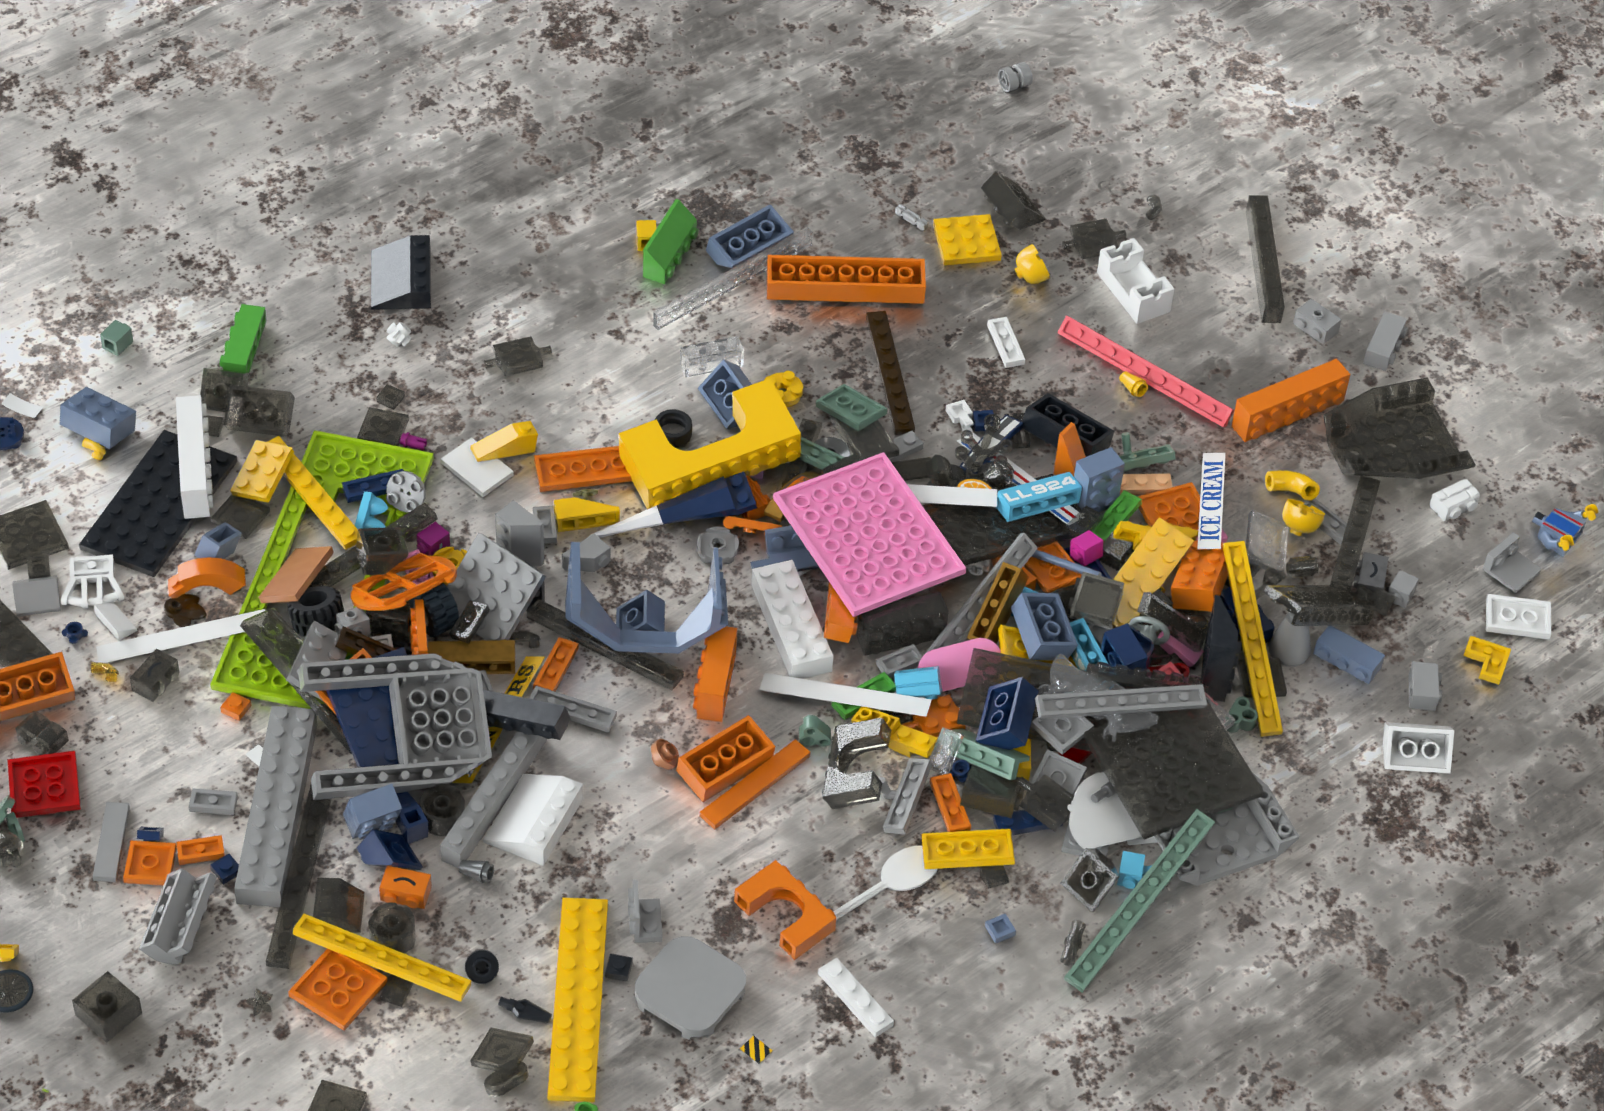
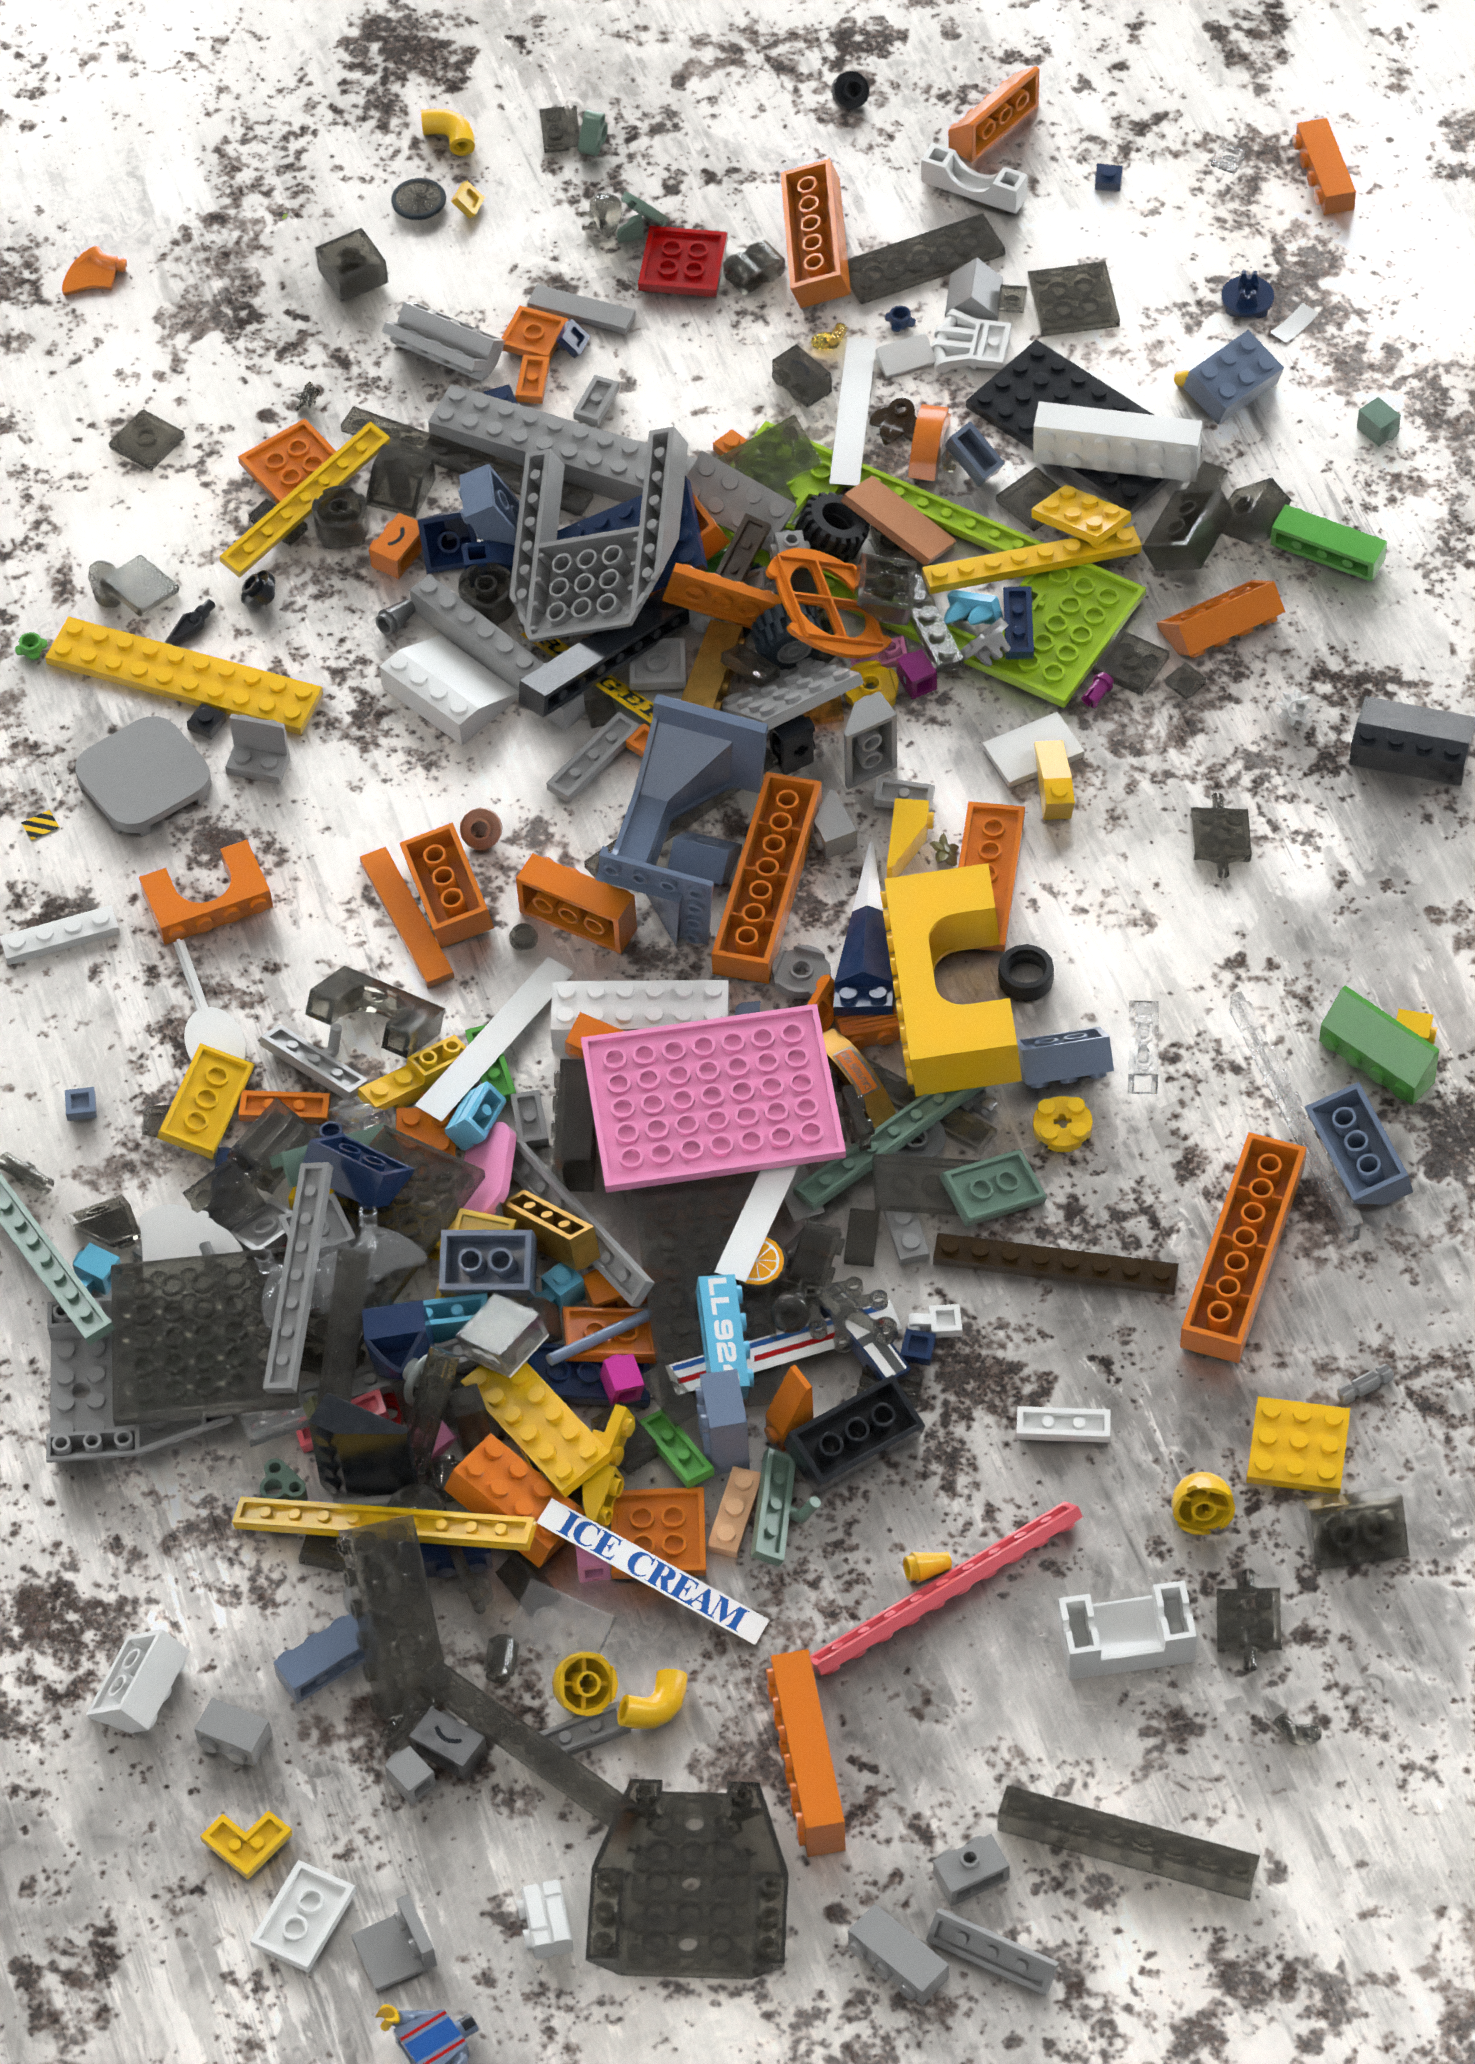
camera: 115 degrees right, 5 degrees up
(326, 388) = (1222, 617): none -> orange slope
(664, 573) = (766, 878): none -> orange brick
(747, 707) = (523, 937): none -> clear smoke plate
(814, 732) = (450, 989): sand green piece -> none
(1360, 303) = (992, 1951): none -> light grey plate

